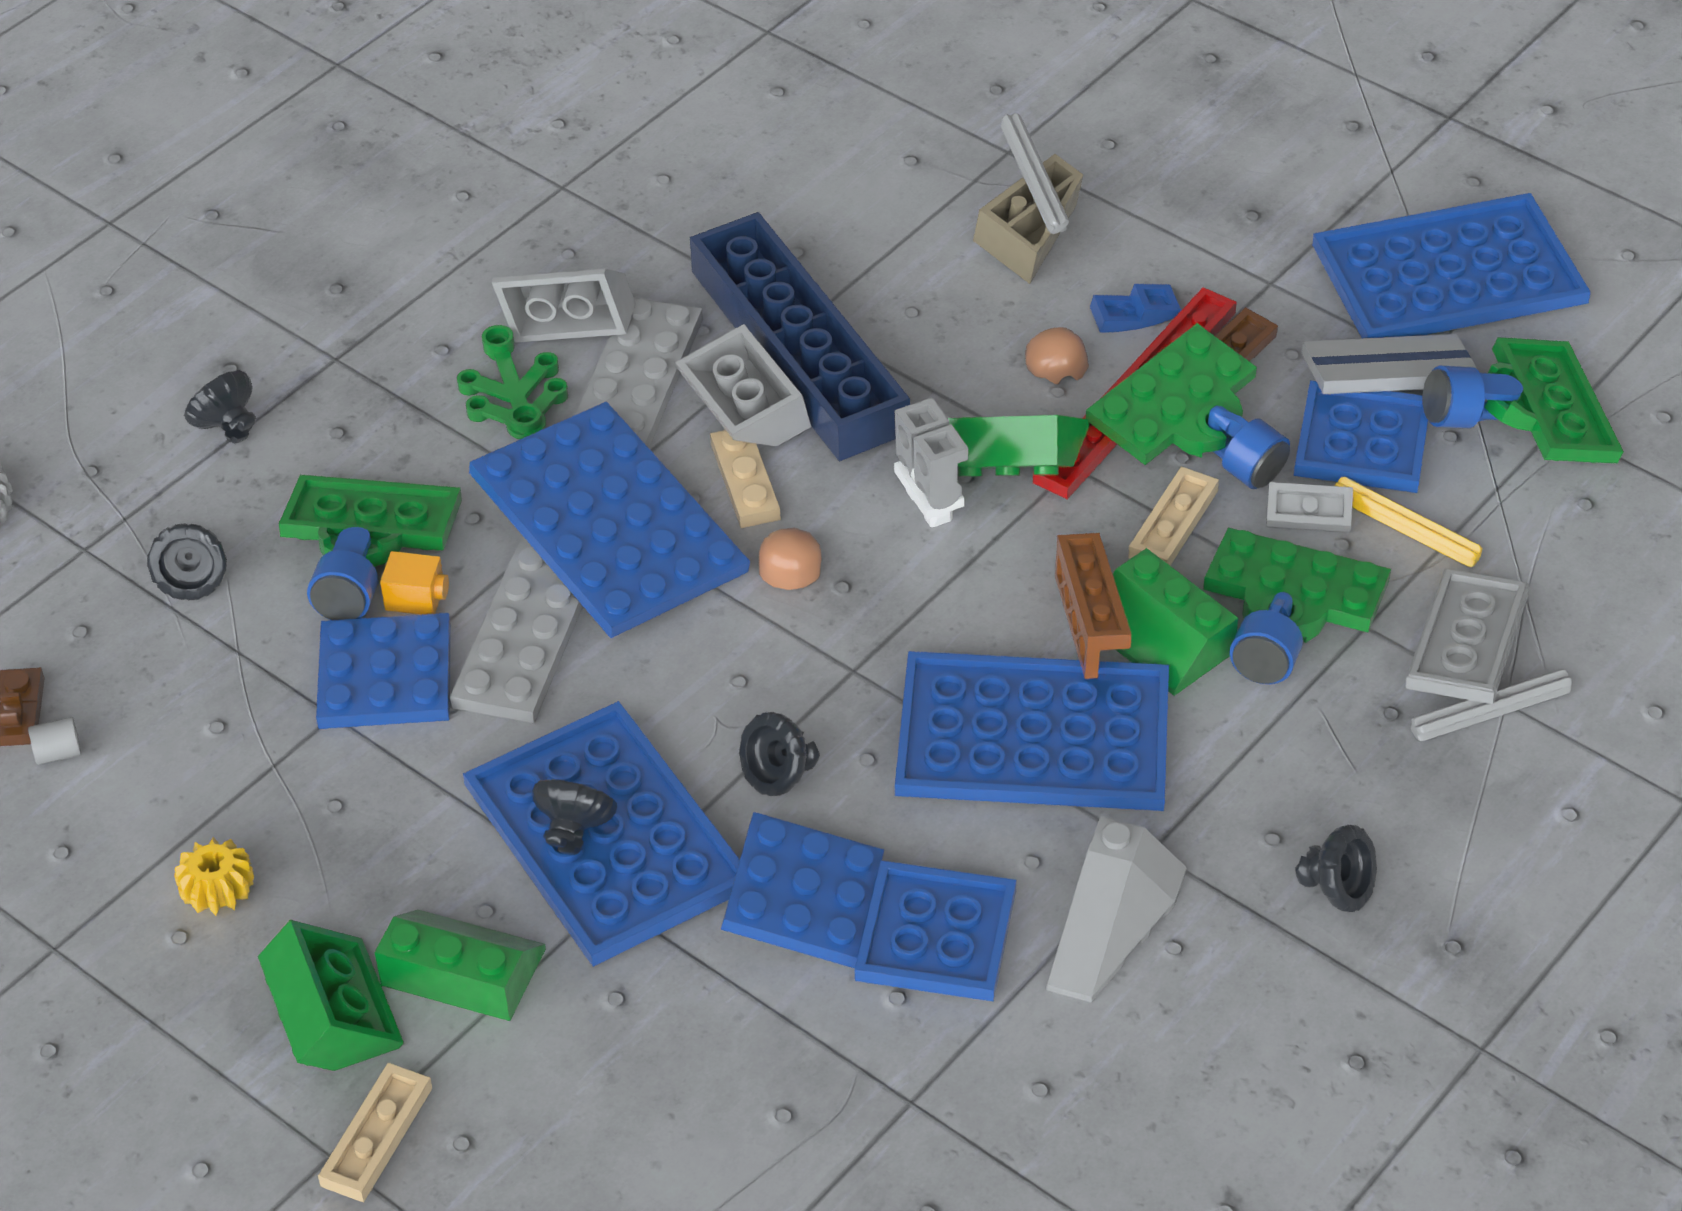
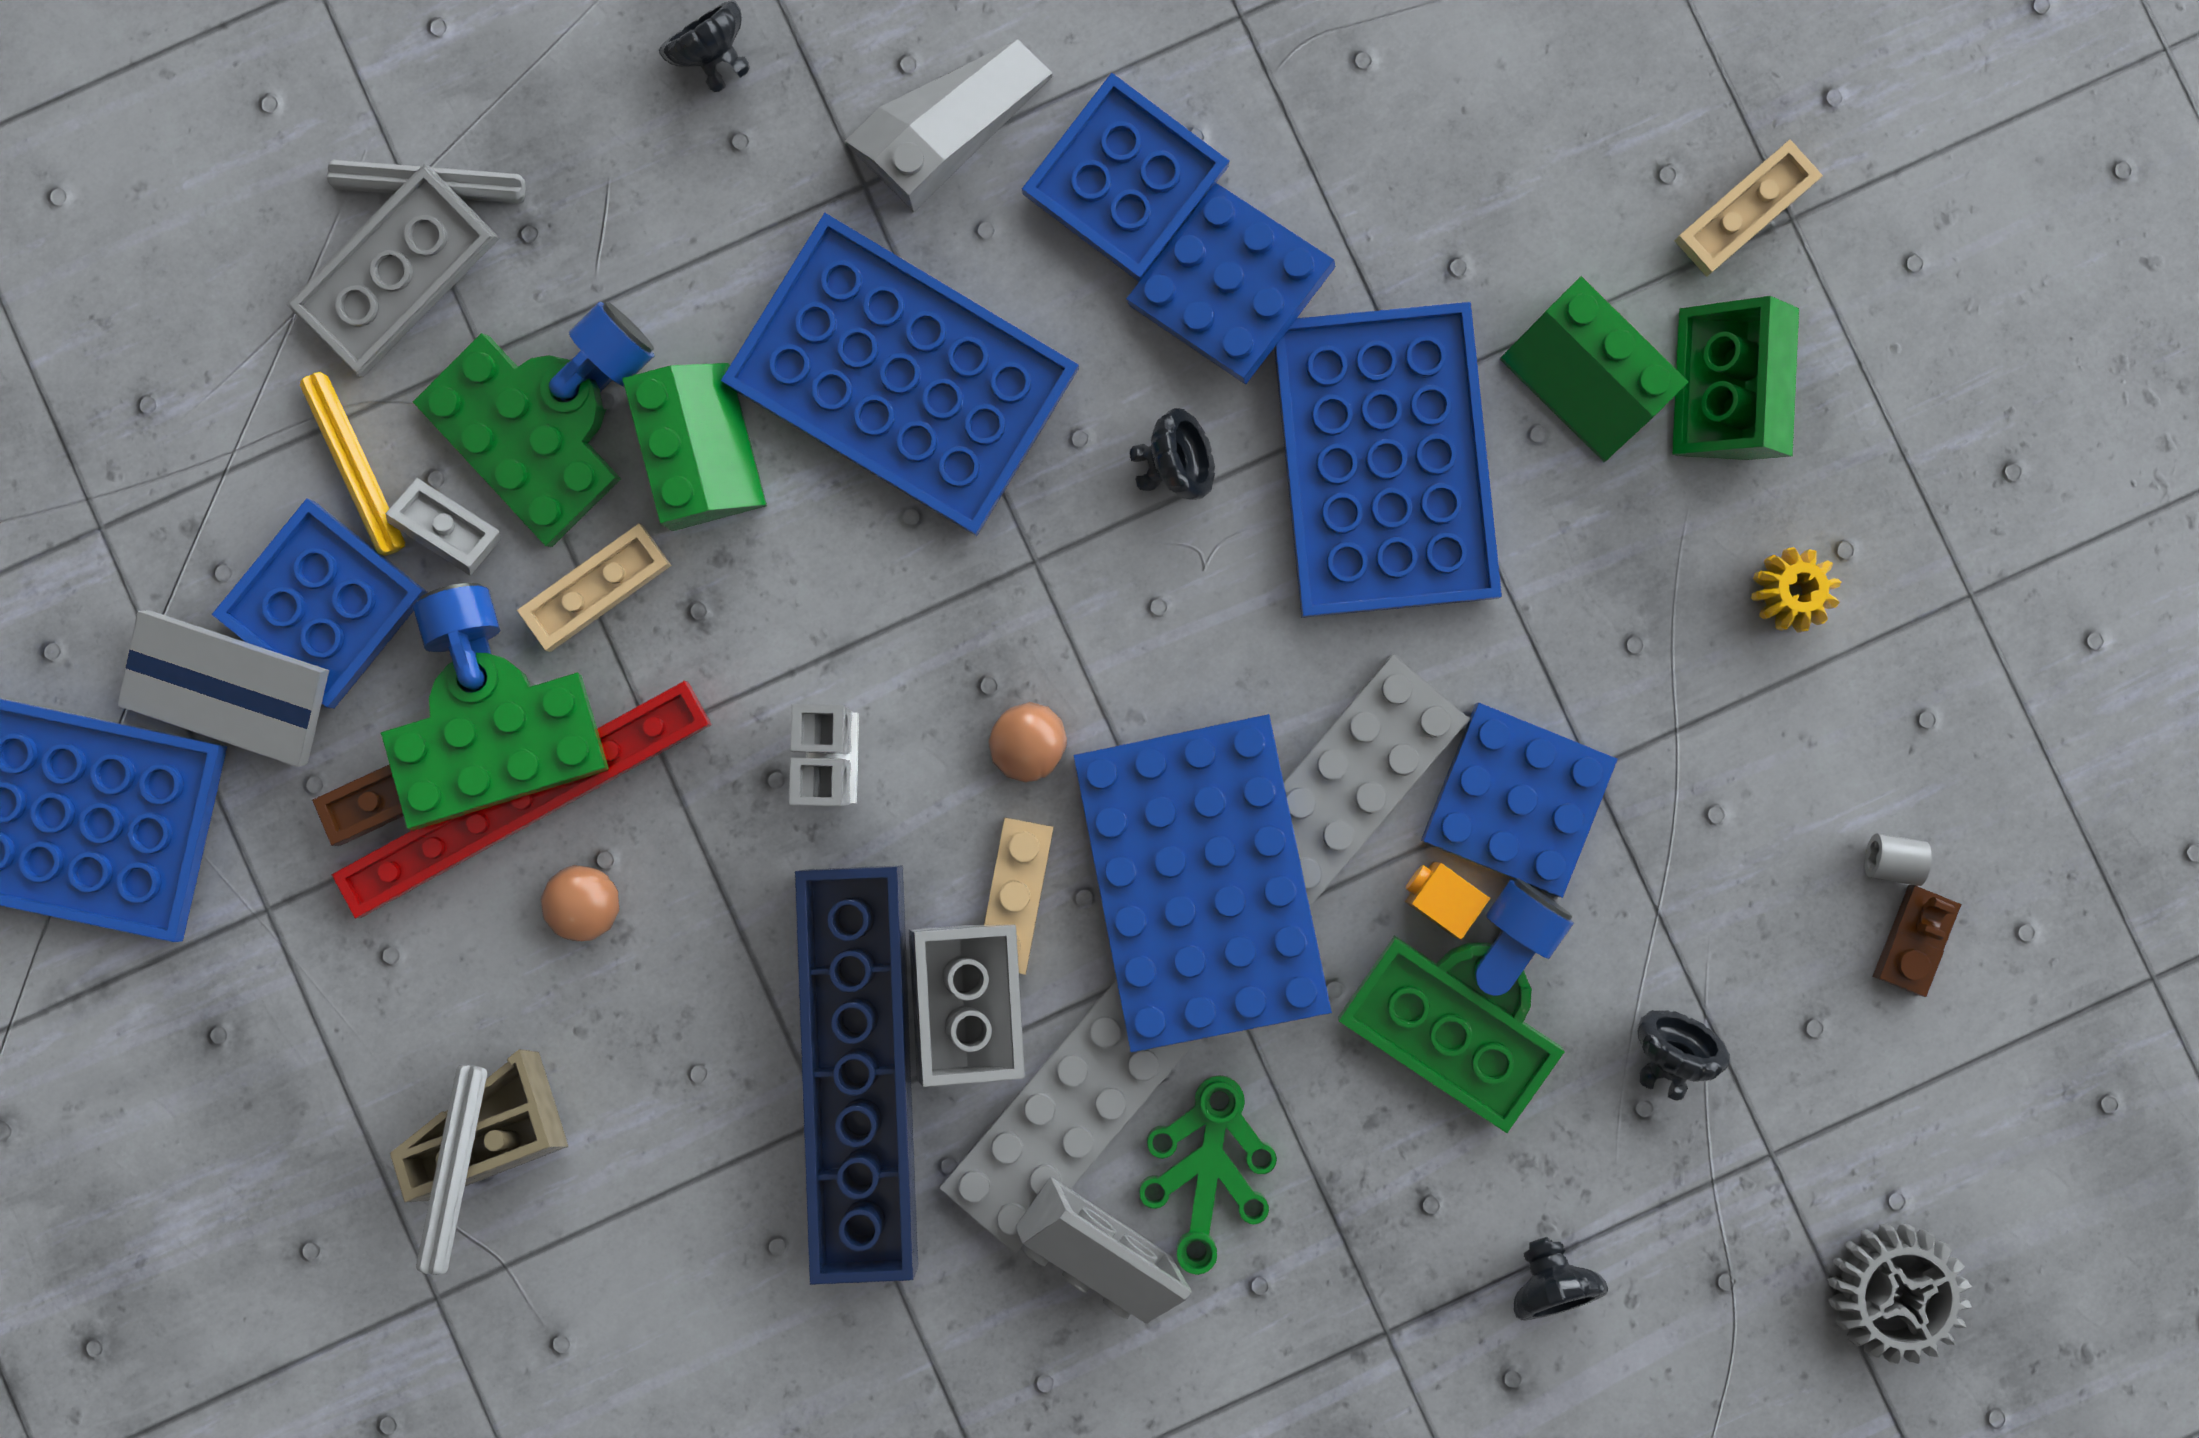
camera: 155 degrees left, 40 degrees up
(571, 811) = (1426, 459): black hair -> none
(1019, 442) = (707, 764): green slope -> none
(1090, 599) = (757, 485): dark orange fence -> none
(1143, 308) = (446, 938): blue slope -> none
(1532, 389) = (104, 547): green plate -> none

